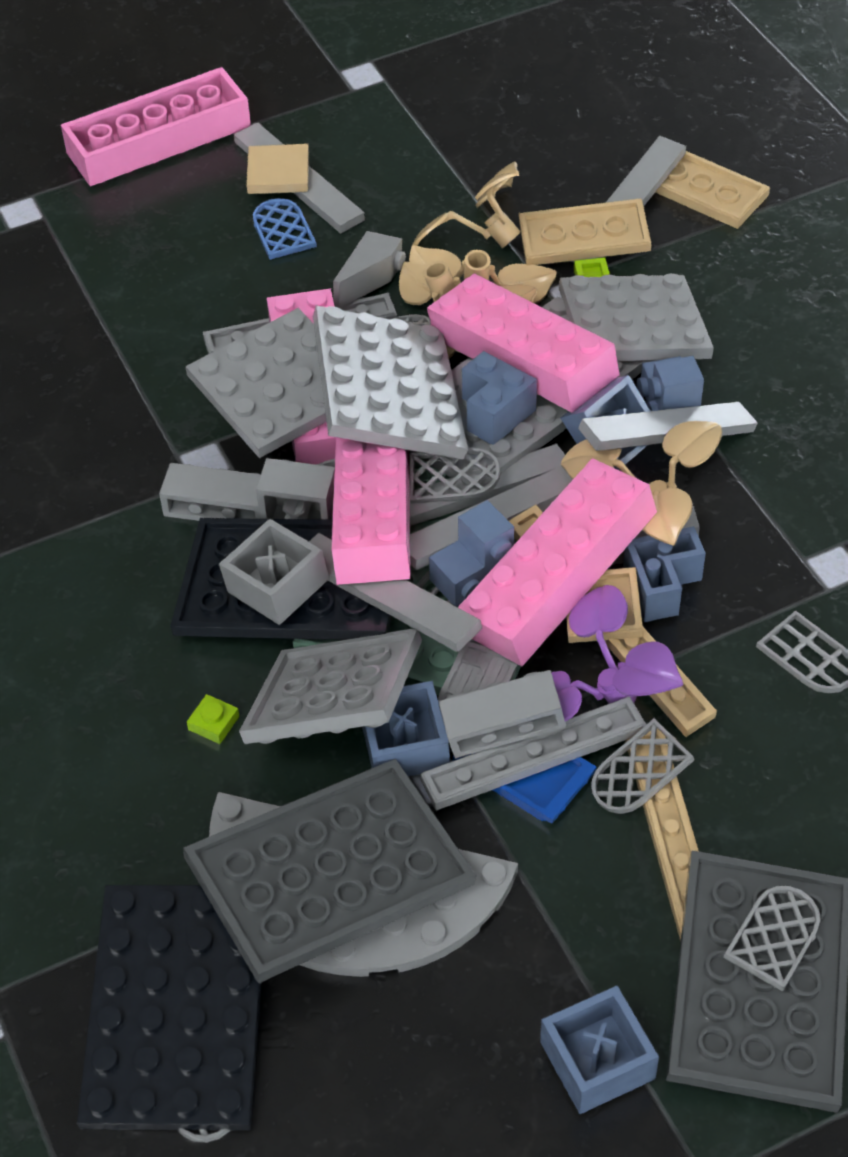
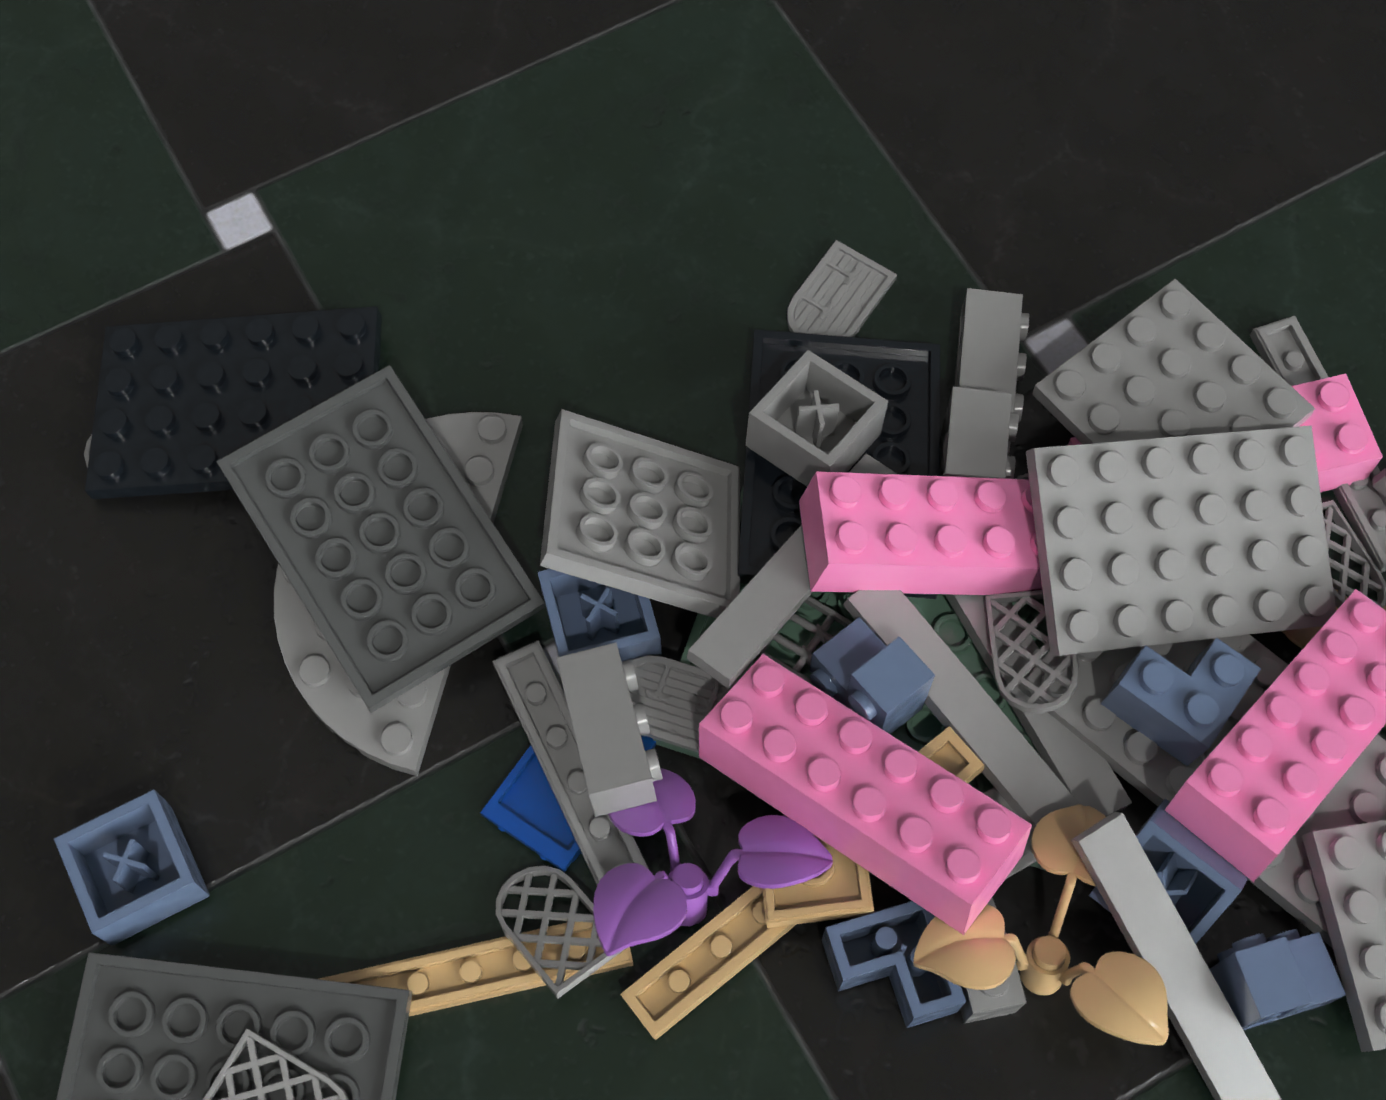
camera: 85 degrees right, 15 degrees up
(138, 587) = (839, 294): none -> light grey window
(213, 719) = (634, 401): lime plate -> none

